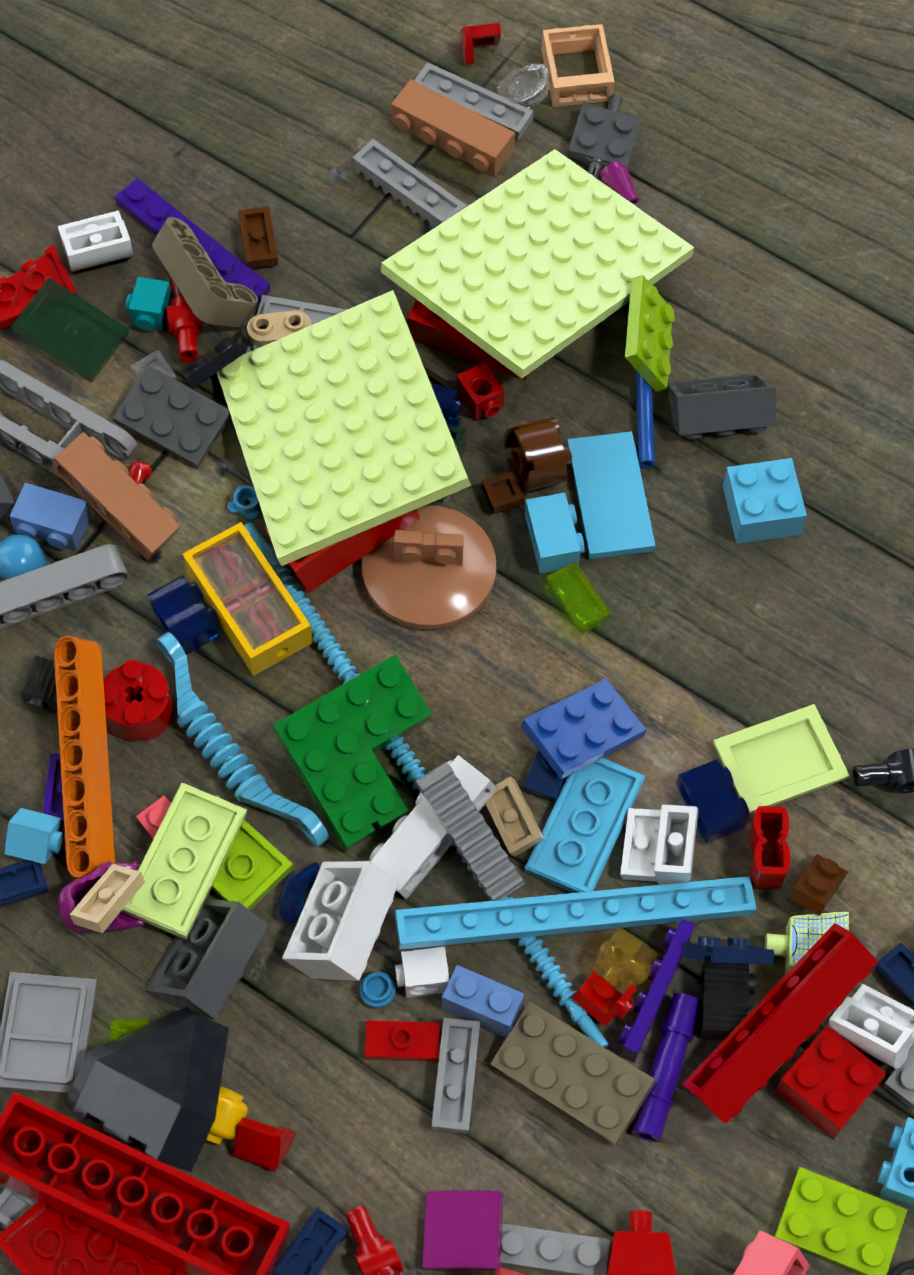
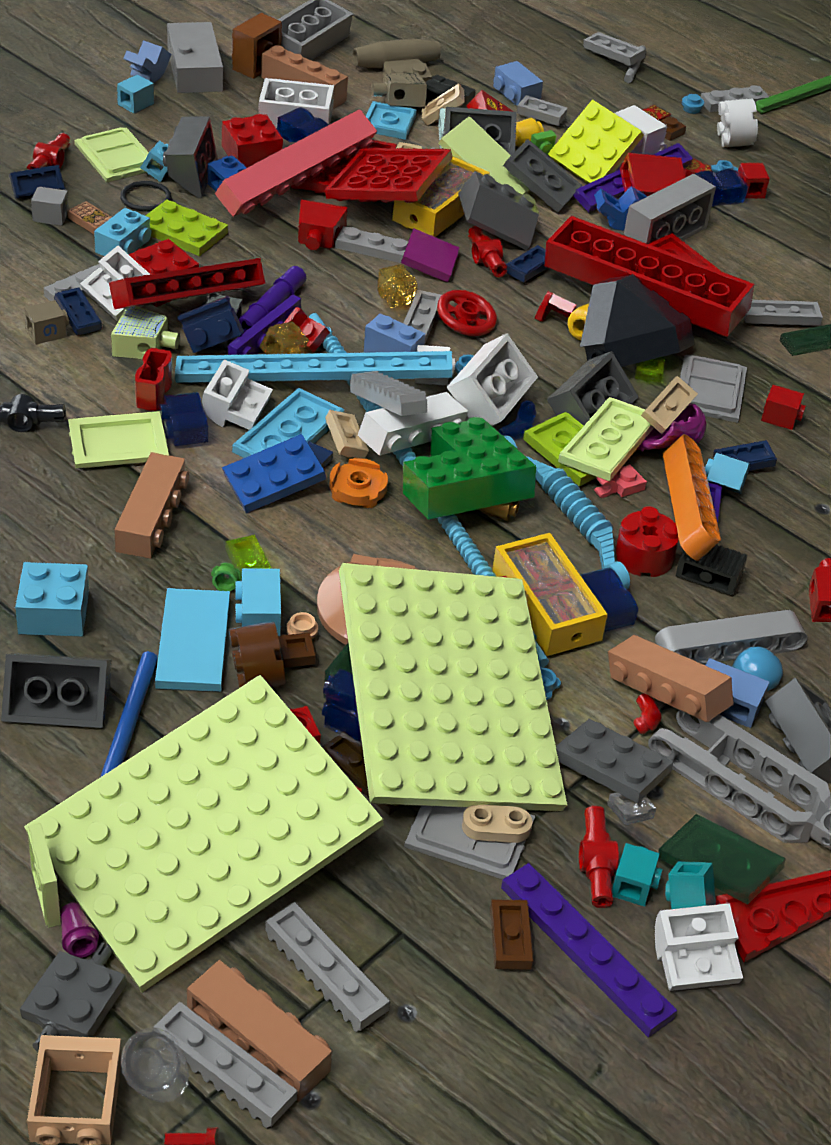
camera: 175 degrees left, 20 degrees down
(101, 284) = (690, 885): none -> teal brick
(199, 280) = (583, 881): dark tan beam -> none
(224, 354) = (561, 801): black wing -> none
(402, 1041) = (459, 342): red plate -> none
(406, 1130) = (467, 312): none -> red plate
(490, 724) = (364, 494): none -> orange plate
(503, 525) = (302, 623): none -> light nougat plate
(503, 1136) = (396, 285): none -> clear yellow brick
(573, 1072) = (334, 300): dark tan plate -> none
(599, 573) = (220, 581): none -> bright green plate
(649, 333) = (109, 741): lime plate -> none
(659, 198) = (43, 875): none -> yellowish green tile
(708, 654) = (151, 505): none -> nougat brick
(818, 884) = (125, 357): reddish brown plate -> none

